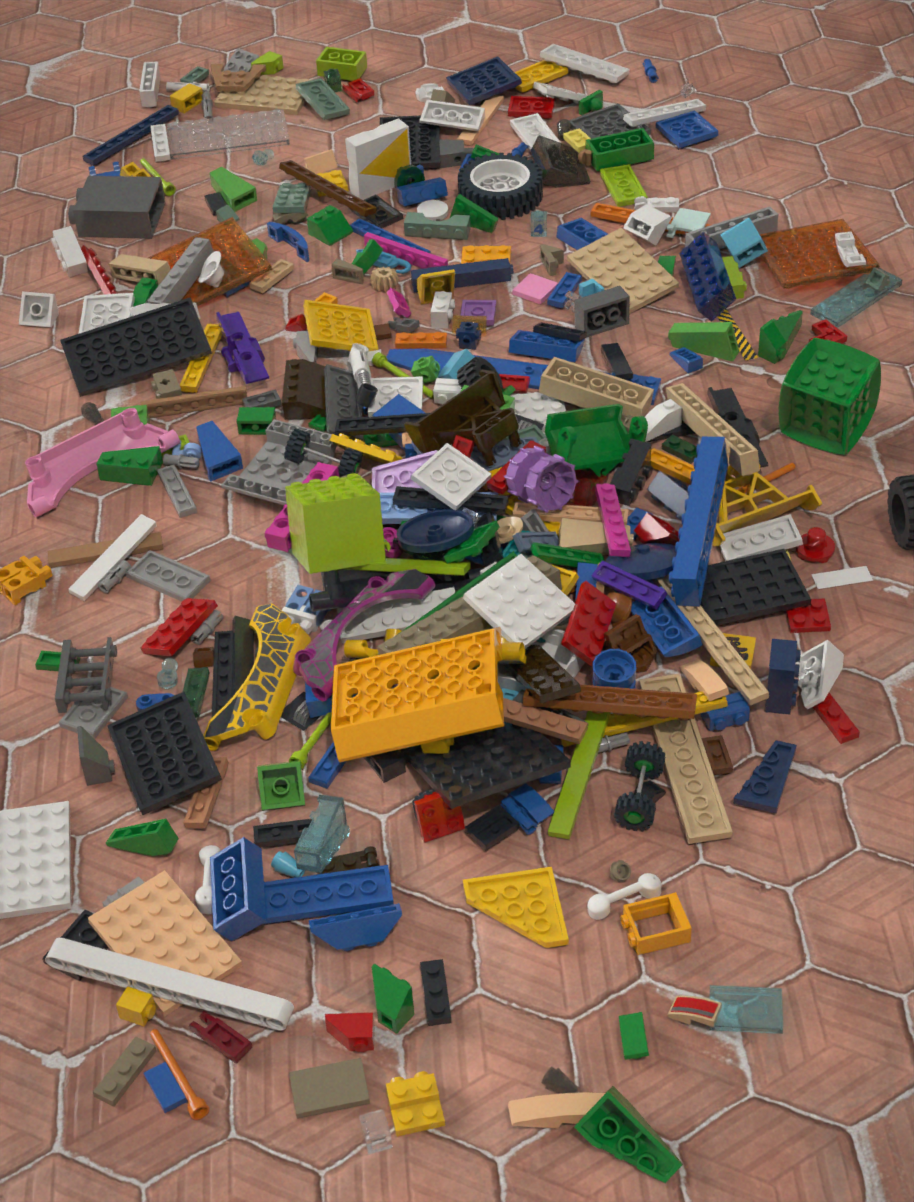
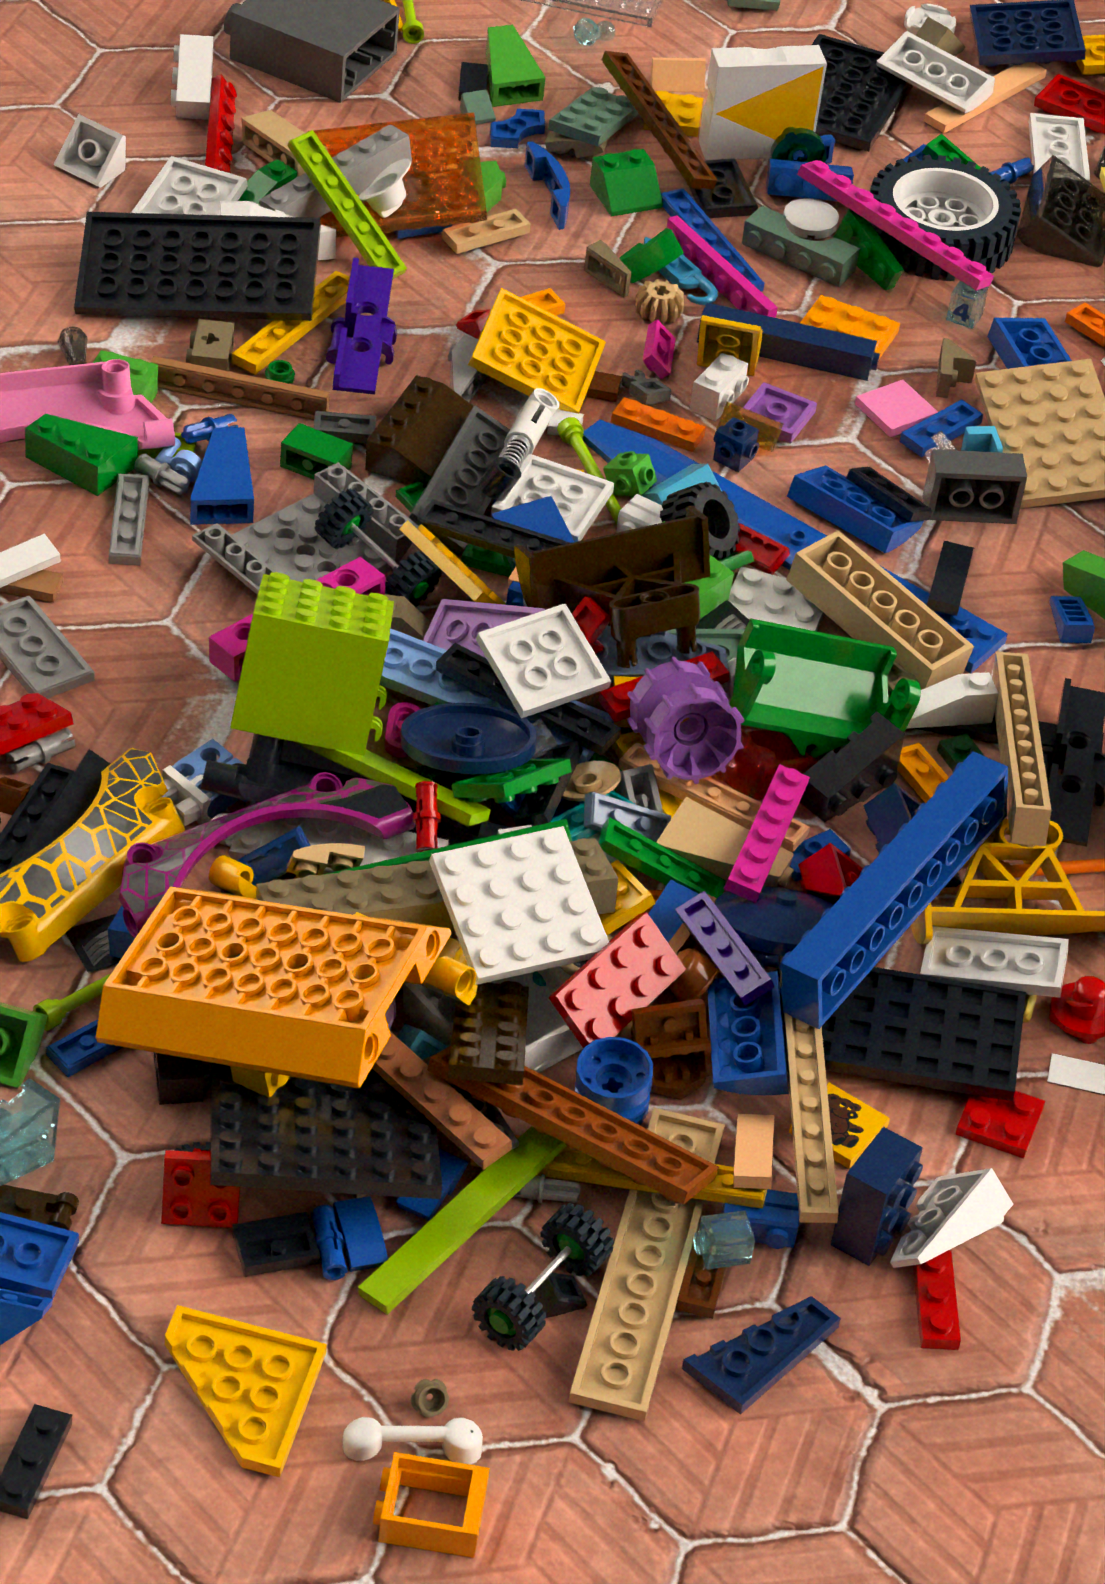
camera: 15 degrees right, 0 degrees up
(190, 428) = (203, 430): none -> blue axle
(194, 286) = (345, 203): none -> lime tile
(209, 385) = (280, 371): none -> green plate
(253, 219) = (513, 130): none -> blue tile
(372, 628) = (272, 858): none -> blue plate
(397, 621) = (315, 858): none -> tan slope
(440, 578) = (426, 816): none -> red pin
(452, 153) = (899, 133): dark grey torso -> none
(490, 196) = (901, 228): none -> dark pink plate
(719, 729) = (724, 1240): none -> clear light blue brick

